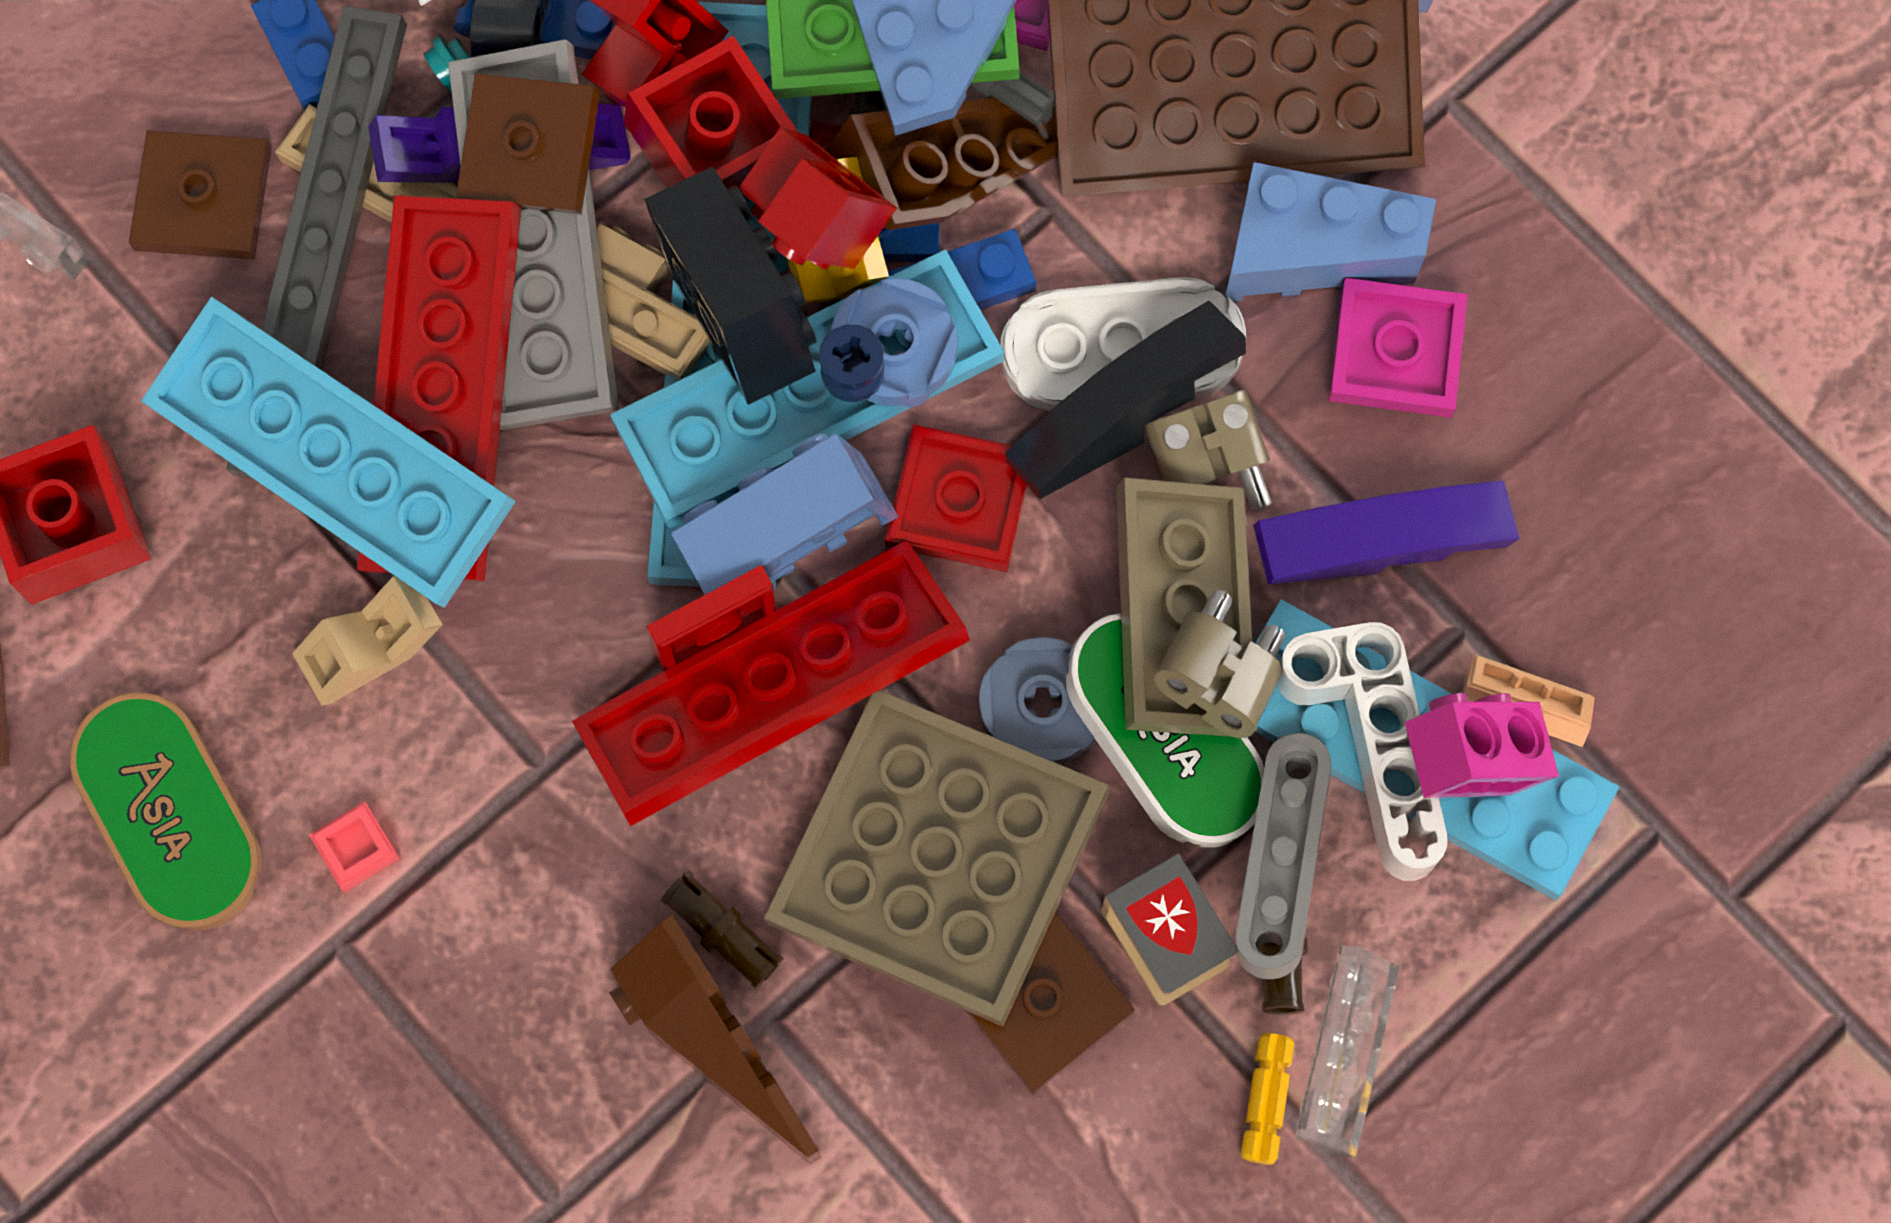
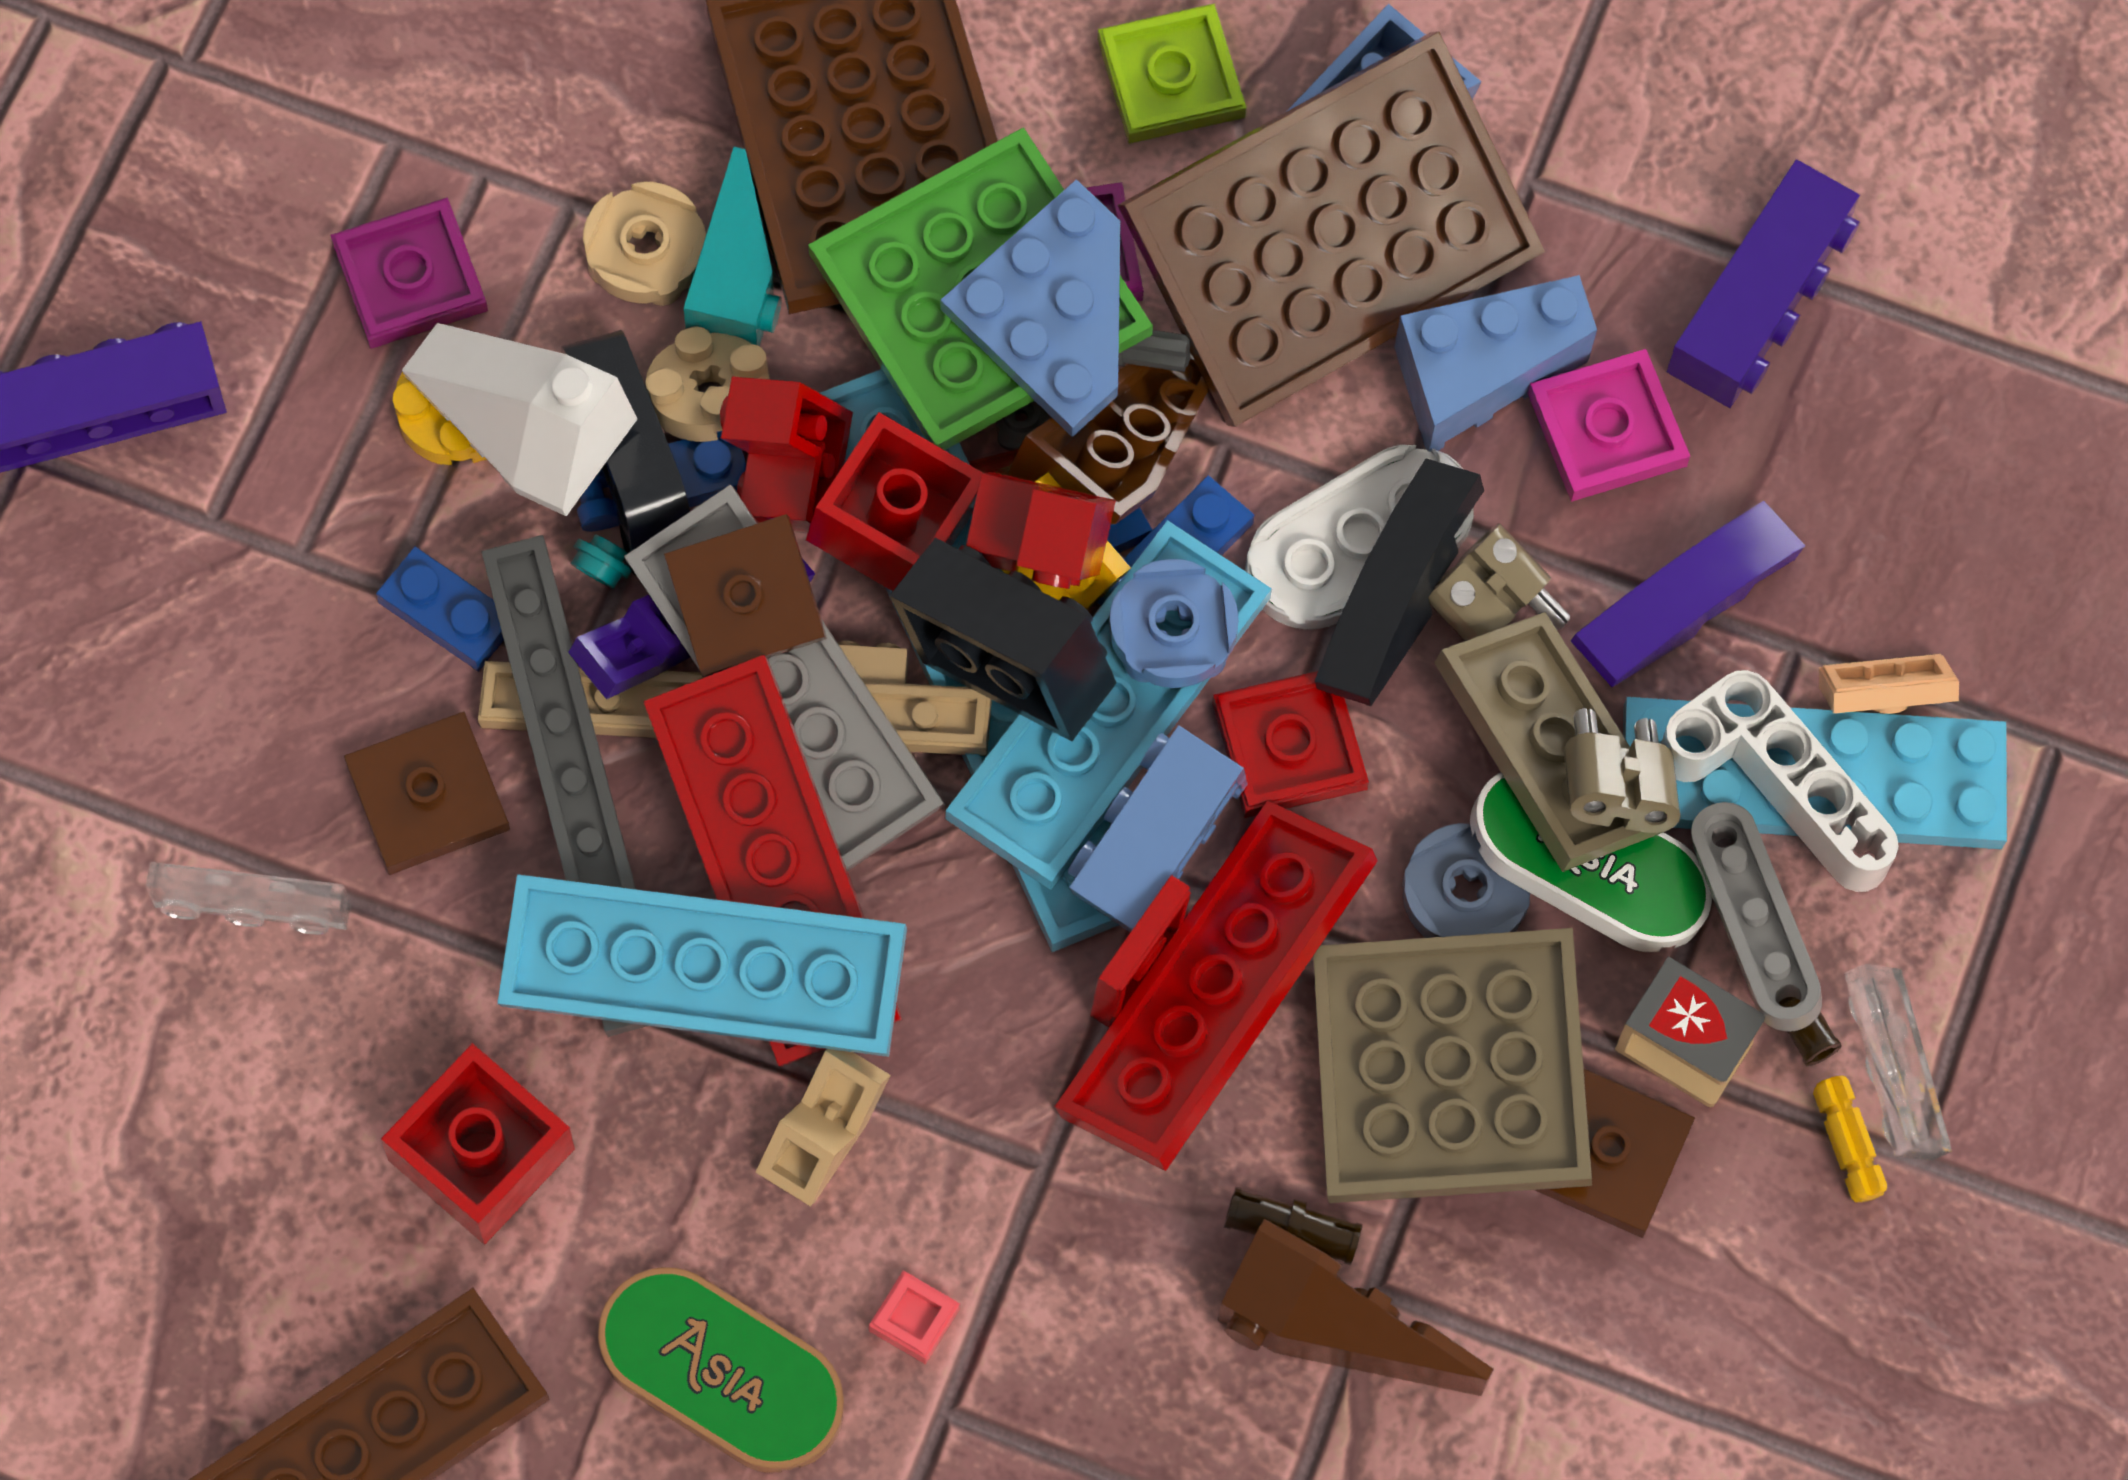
camera: 30 degrees left, 5 degrees down
(852, 378) = (1154, 673): dark blue wheel -> none
(1480, 747) = (1879, 737): dark pink brick -> none
(1609, 285) = (1763, 285): none -> dark purple brick

